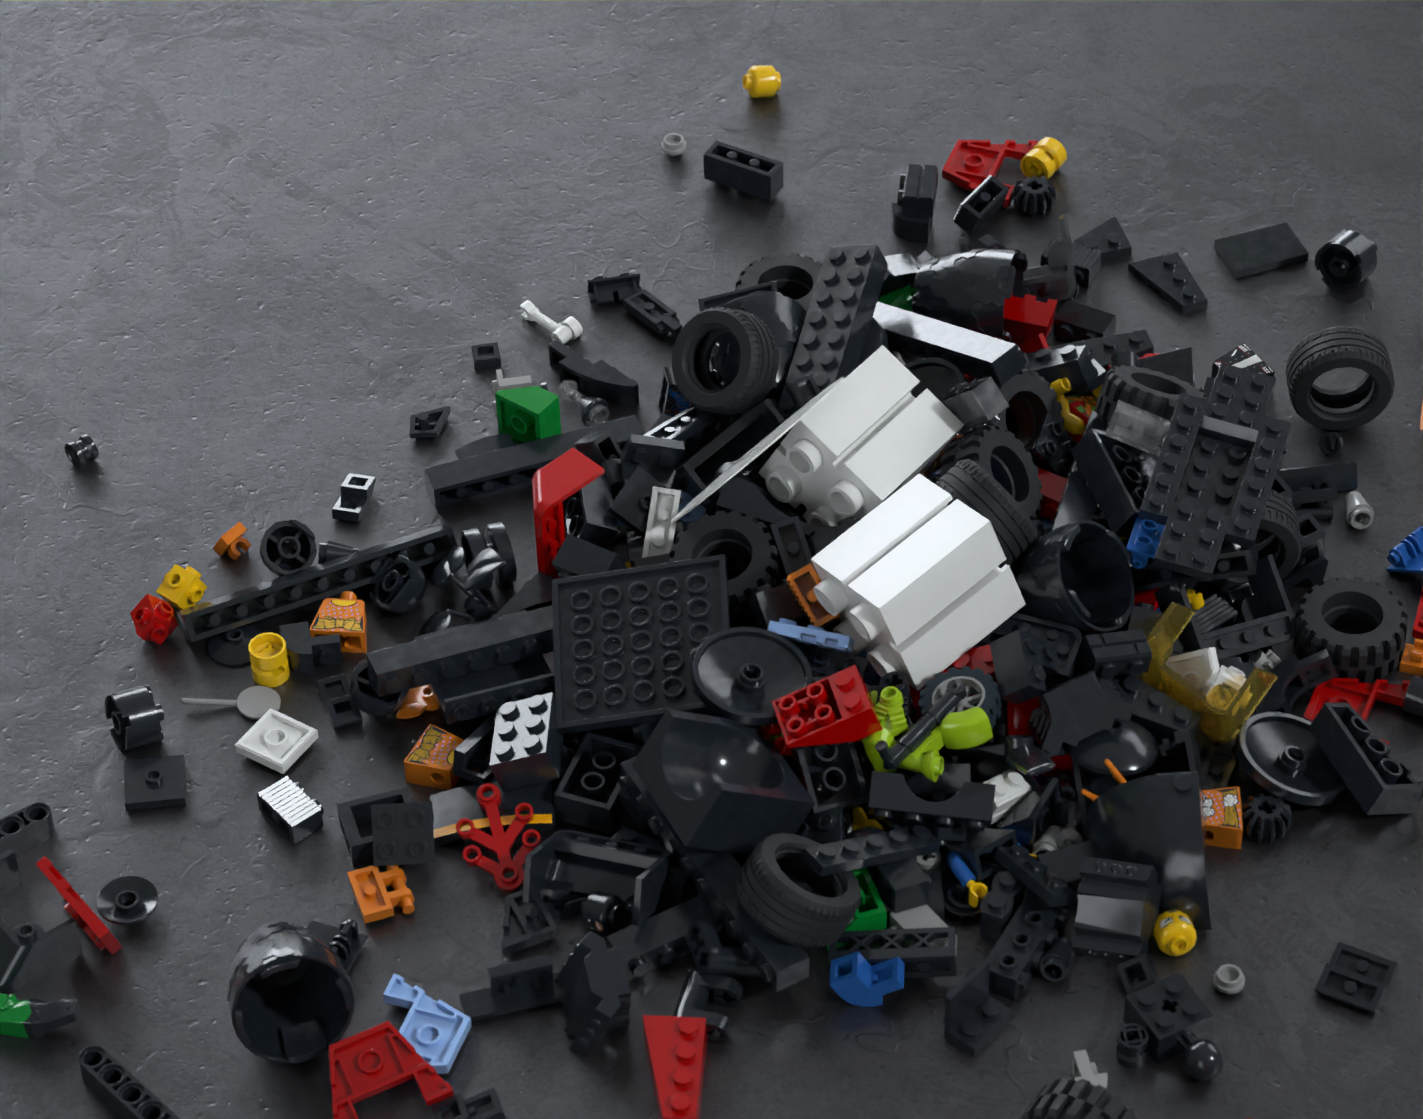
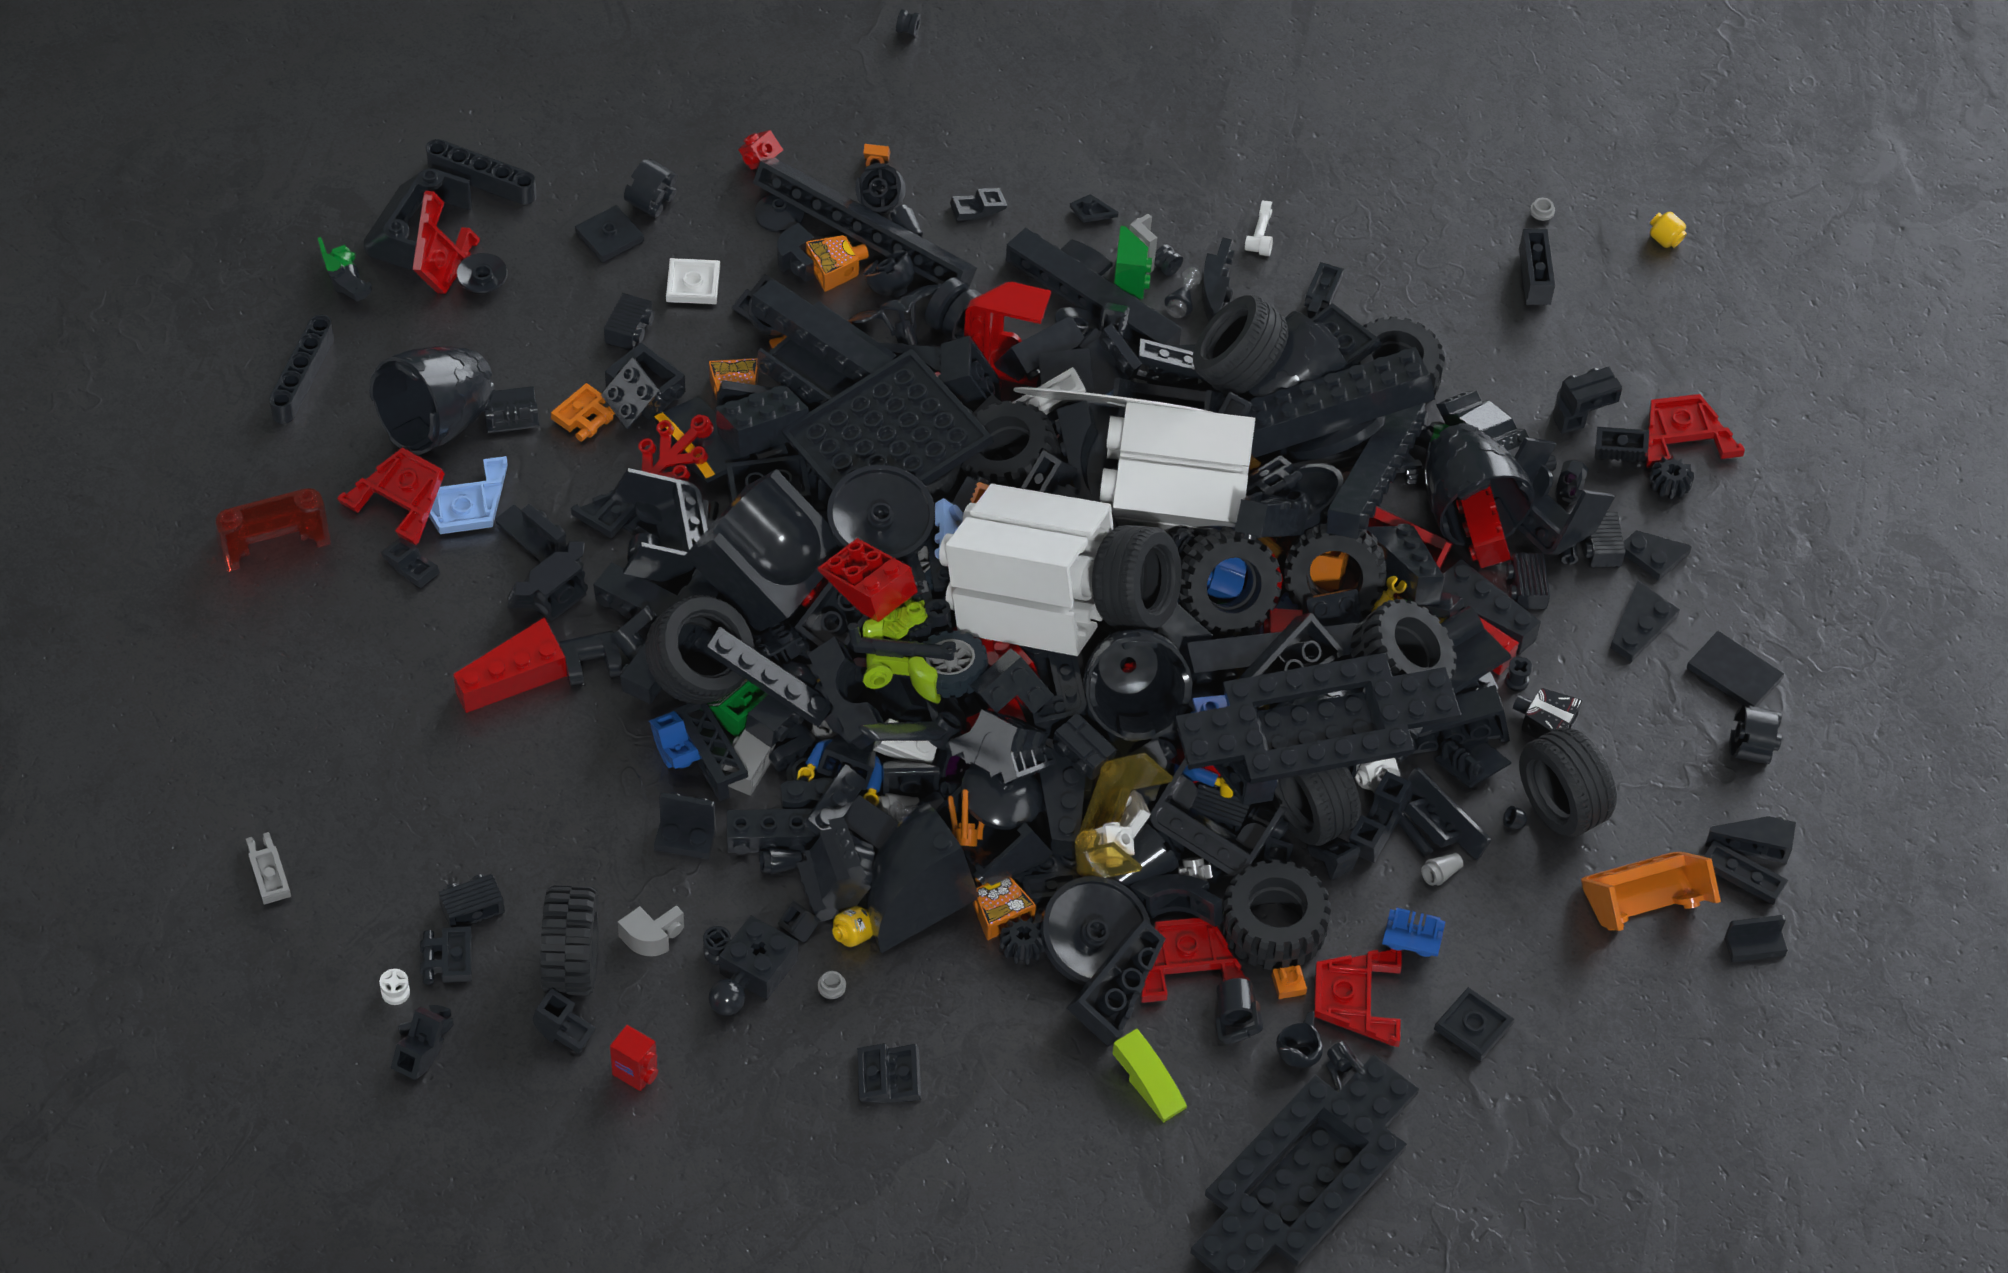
camera: 55 degrees right, 10 degrees up
(182, 587) = (802, 149): yellow brick -> none
(251, 702) = (729, 251): light grey piece -> none
(269, 659) = (764, 234): yellow wheel -> none
(486, 355) = (1197, 209): black tile -> none
(602, 288) = (1326, 244): black hinge -> none
(1044, 158) = (1729, 464): yellow wheel -> none
(1137, 428) = (1340, 639): clear brick -> none

